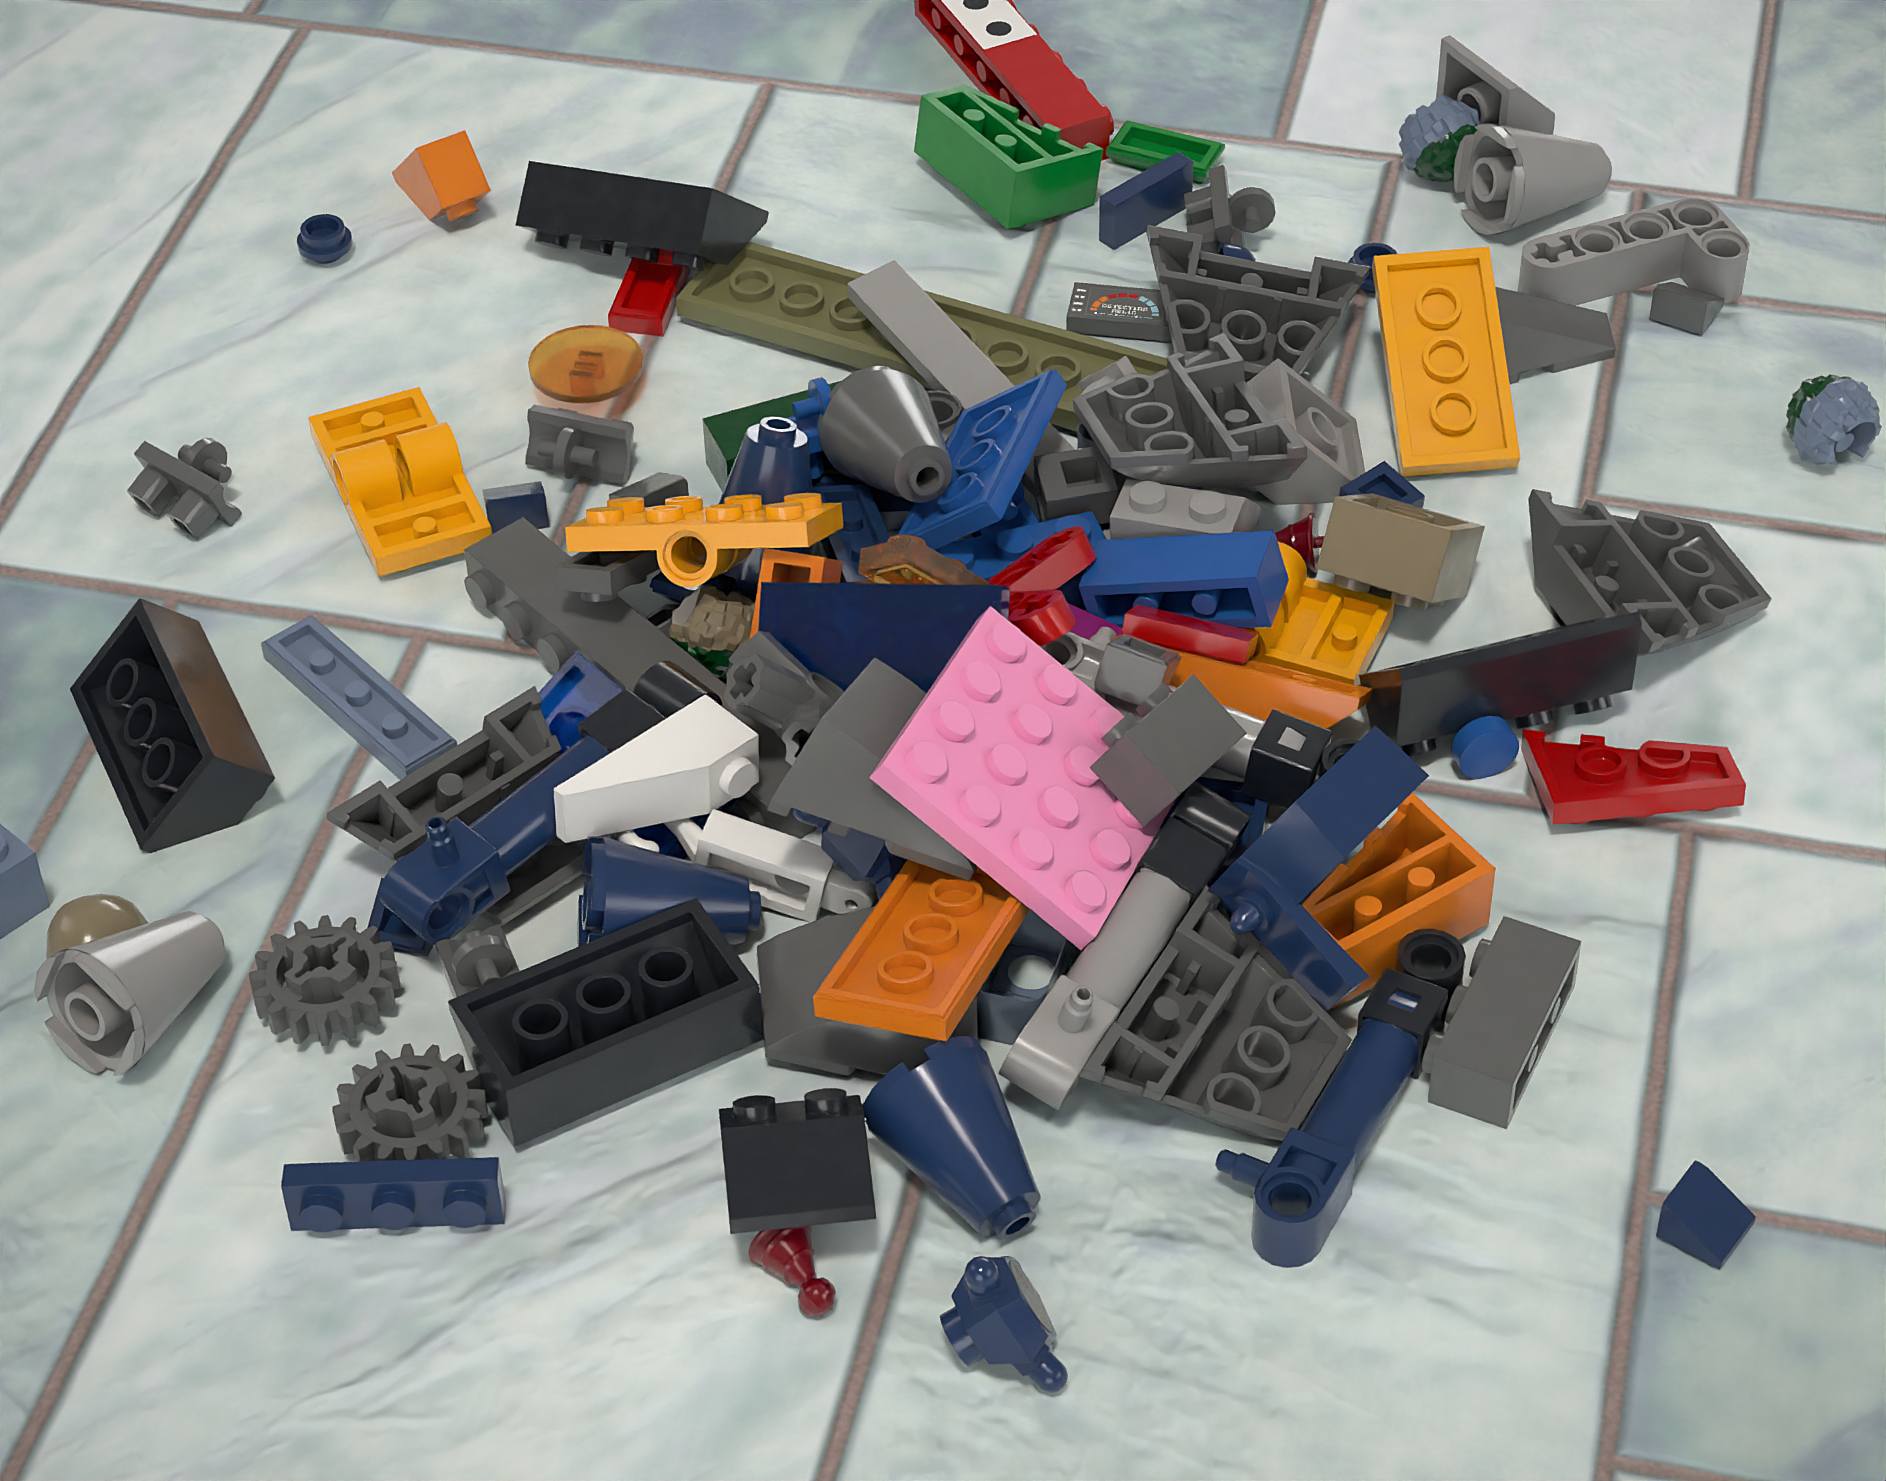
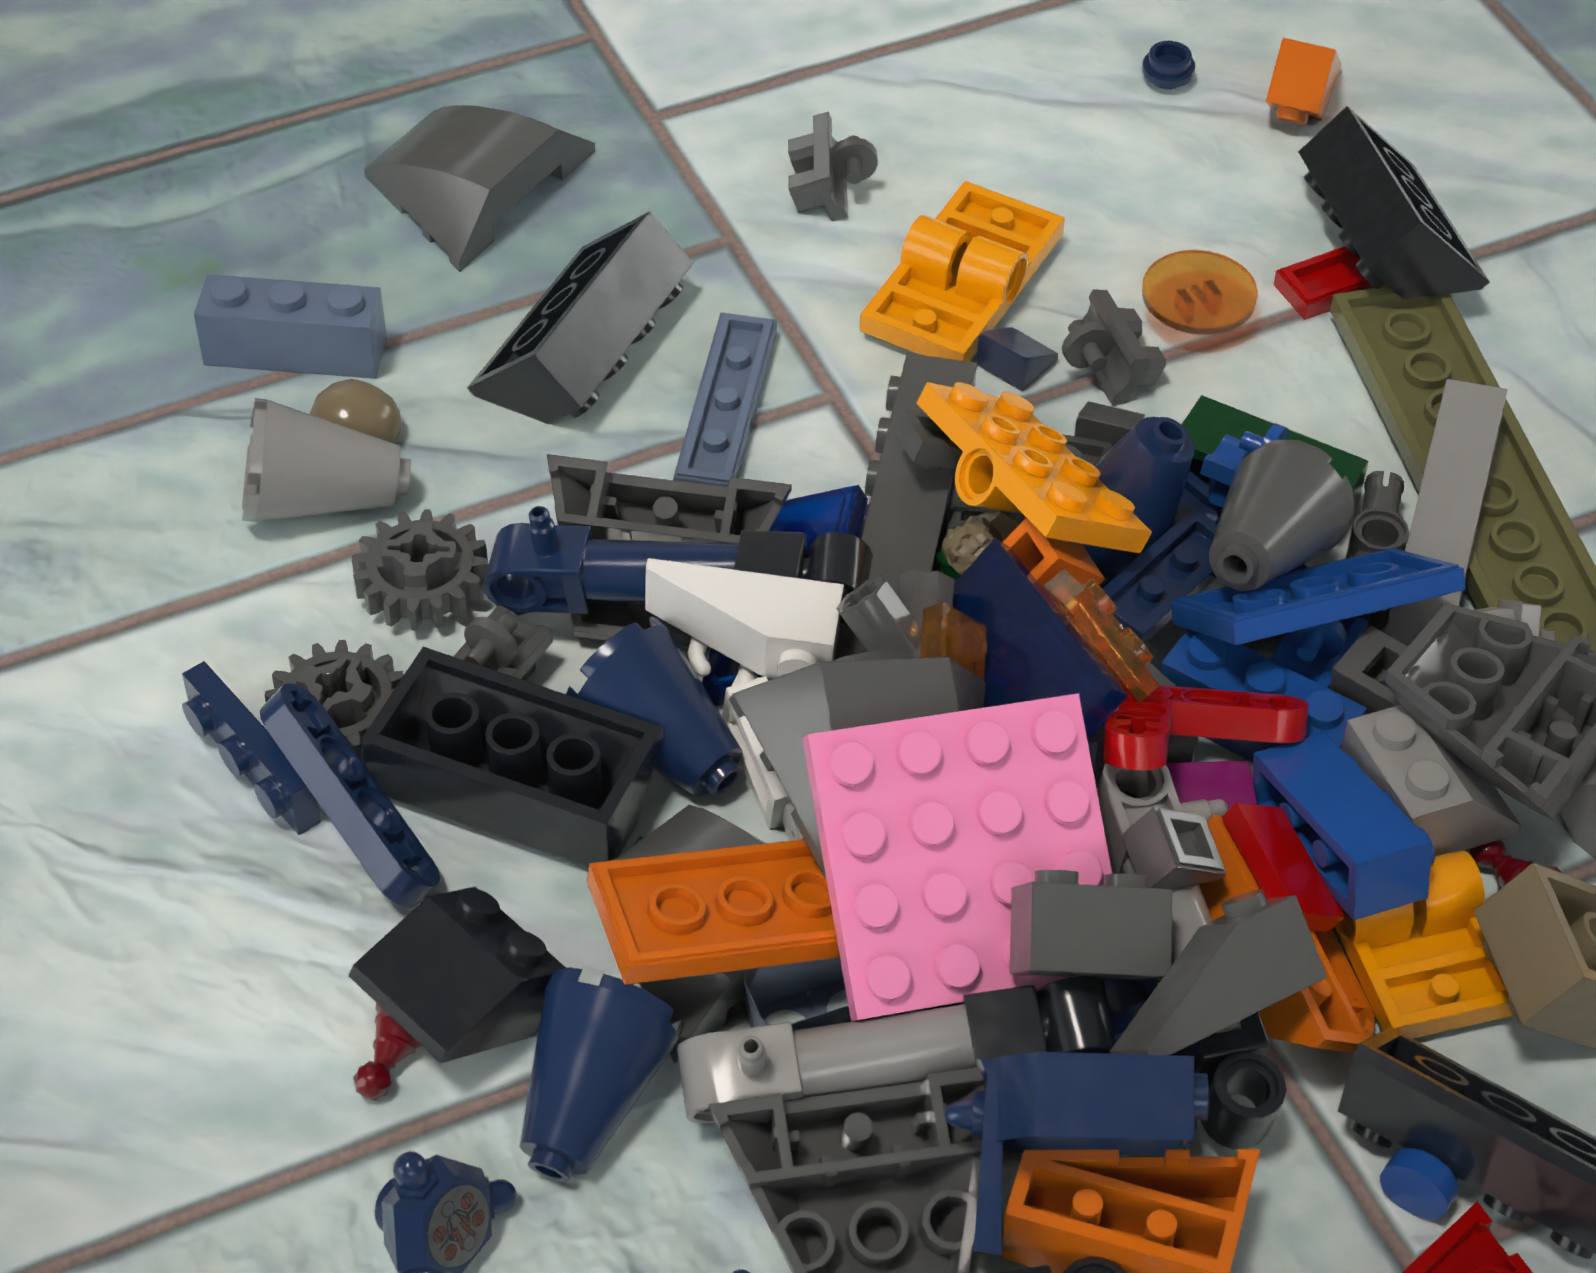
camera: 50 degrees right, 5 degrees up
(533, 1142) = (350, 795): none -> dark blue beam
(830, 665) = (954, 635): none -> clear orange plate
(1282, 702) = (1226, 974): none -> dark grey slope

